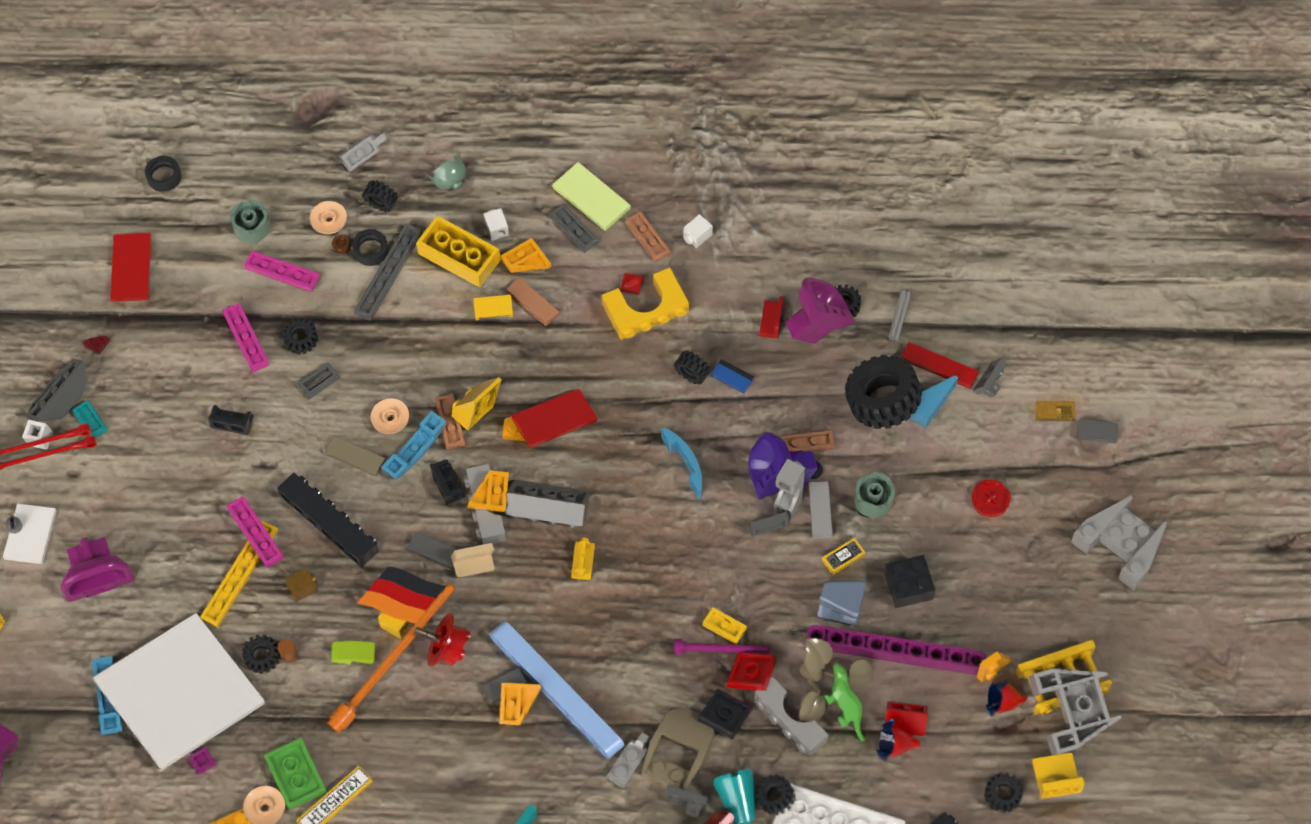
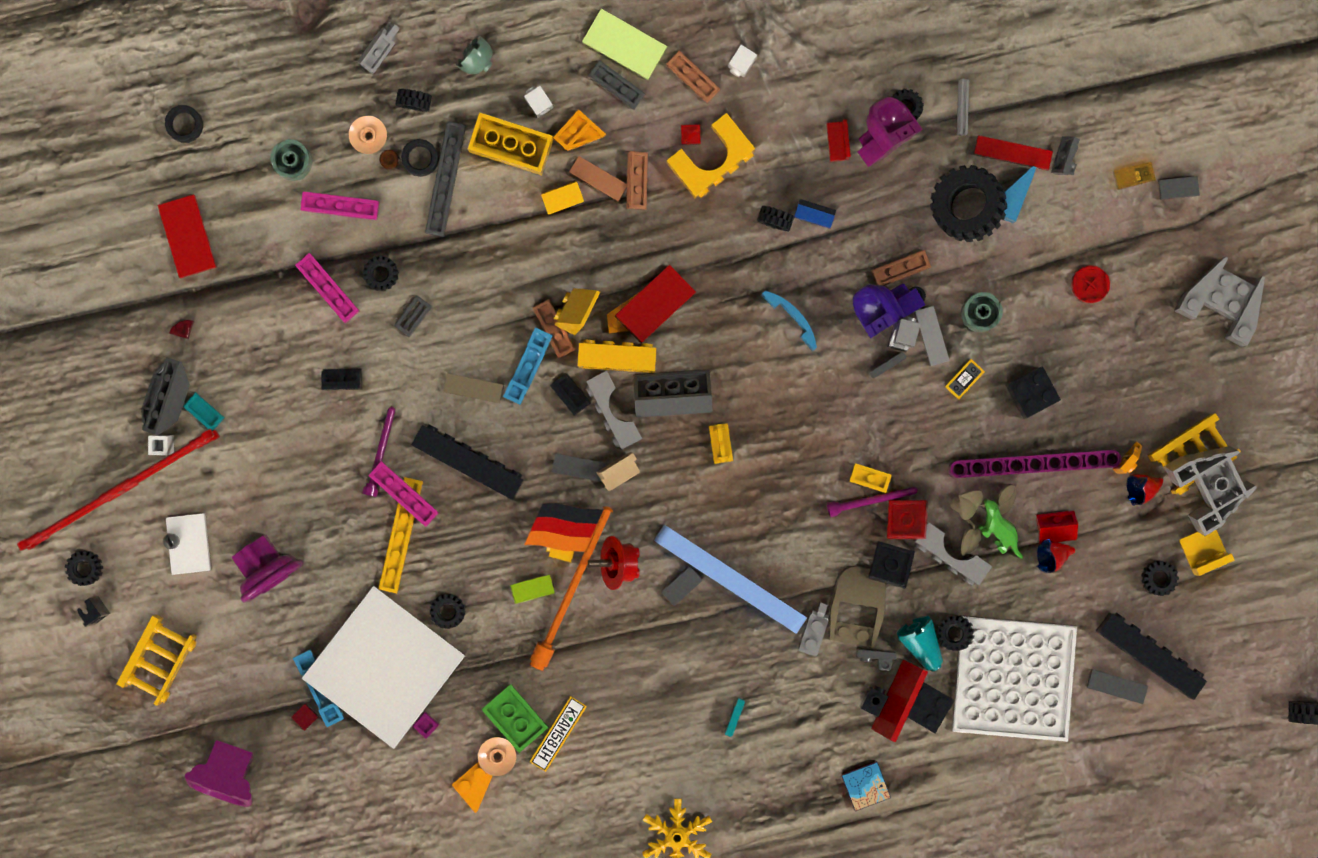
camera: 15 degrees left, 25 degrees up
(83, 723) = (304, 716): none -> dark red tile
(224, 523) = (371, 487): none -> magenta piece
(287, 650) = (471, 603): dark orange piece -> none
(301, 584) = (464, 534): pearl gold brick -> none
(389, 408) = (485, 339): light nougat dish -> none
(491, 493) = (618, 402): light orange wing -> none
(502, 454) = (617, 357): none -> yellow brick
(516, 702) = (698, 602): light orange wing -> none
(568, 310) = (637, 180): none -> nougat tile
(842, 601) = (974, 428): sand blue piece -> none

